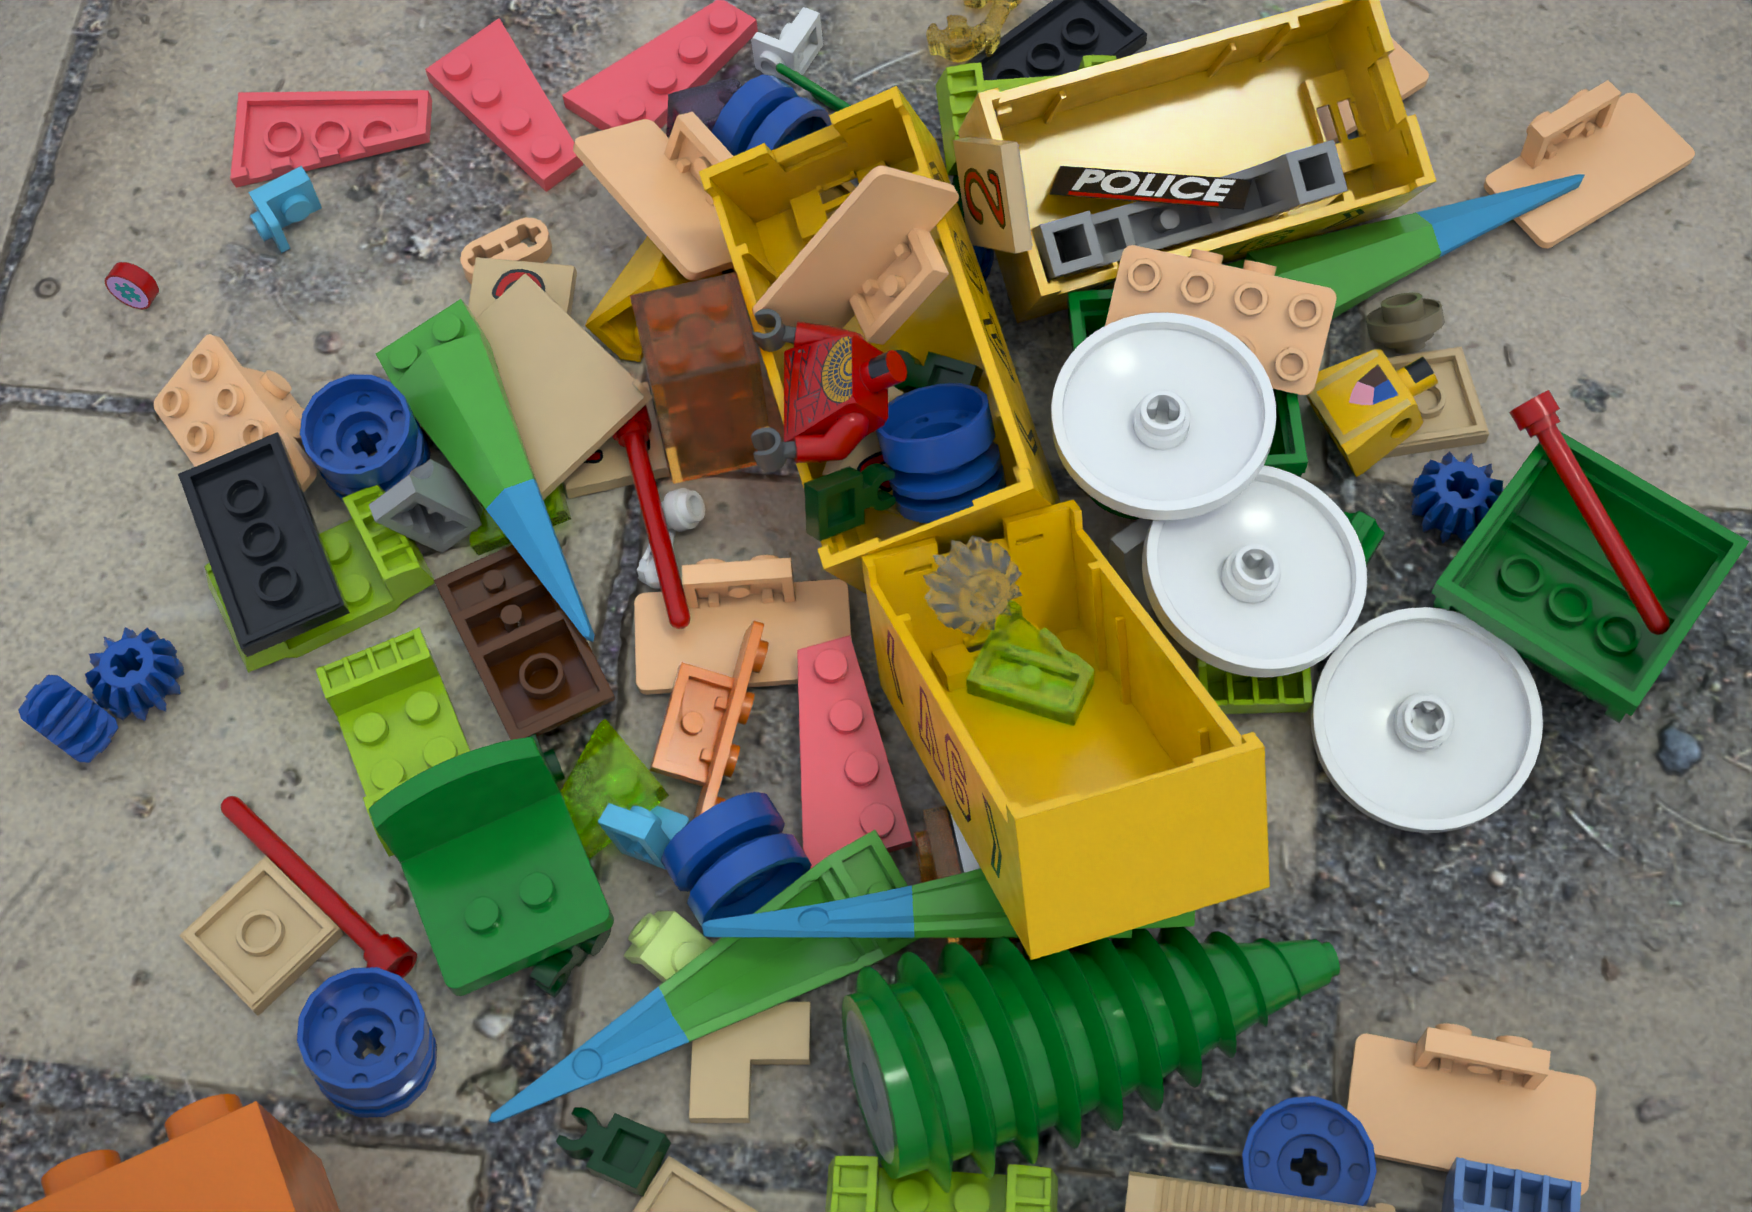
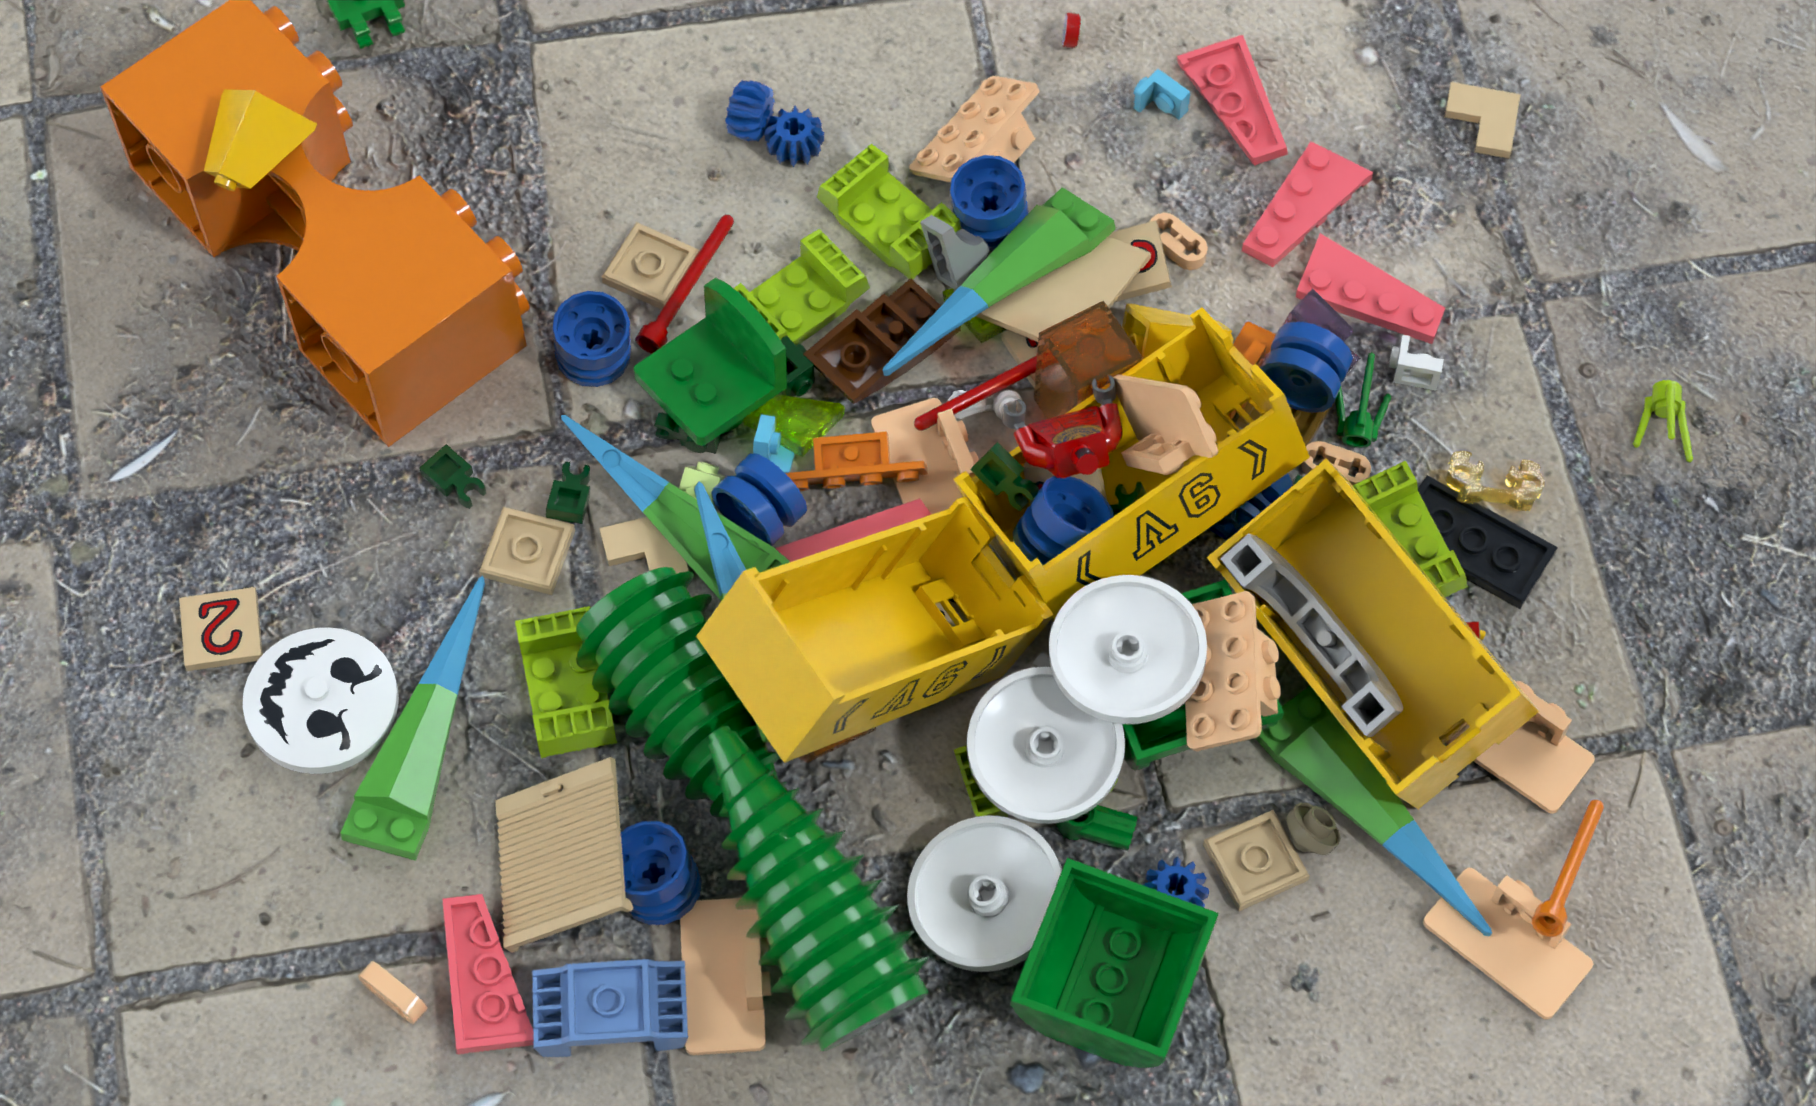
camera: 70 degrees right, 0 degrees up
(263, 544) = (892, 168): black tile -> none
(662, 188) = (1243, 297): light nougat bracket -> none
(972, 585) = (971, 570): clear gear -> none
(993, 194) = (1264, 497): tan tile -> none
(1030, 670) = (931, 624): clear neon green wing -> none
(1151, 187) = (1341, 617): sticker -> none
(1370, 405) = (1224, 812): yellow torso -> none
(1461, 929) = (811, 905): none -> green cone
(1540, 420) = (1212, 898): red piece -> none
(1603, 89) = (1551, 915): none -> orange piece

